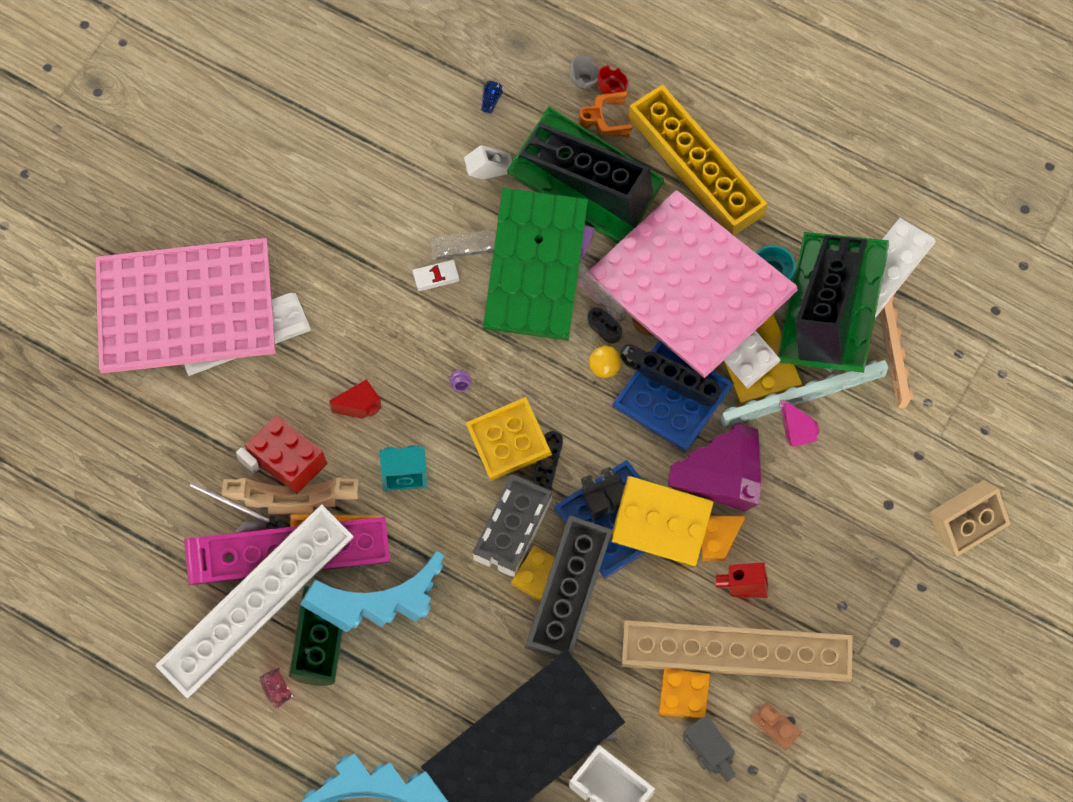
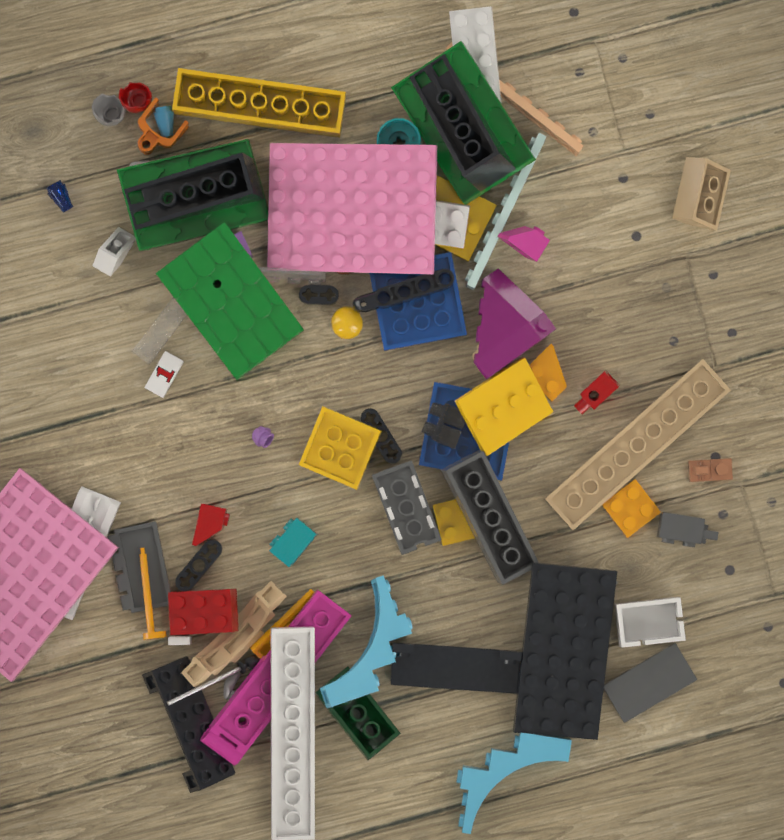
camera: 40 degrees left, 20 degrees up
(194, 517) = (189, 720): none -> black bracket
(232, 435) = (151, 634): none -> light orange piece
(275, 688) = (366, 775): clear pink hair -> none
(278, 386) = (129, 543): none -> dark grey hinge
(333, 416) = (193, 581): none -> black beam
(426, 677) = (455, 668): none -> black bracket
(617, 113) = (165, 120): none -> dark azure cone

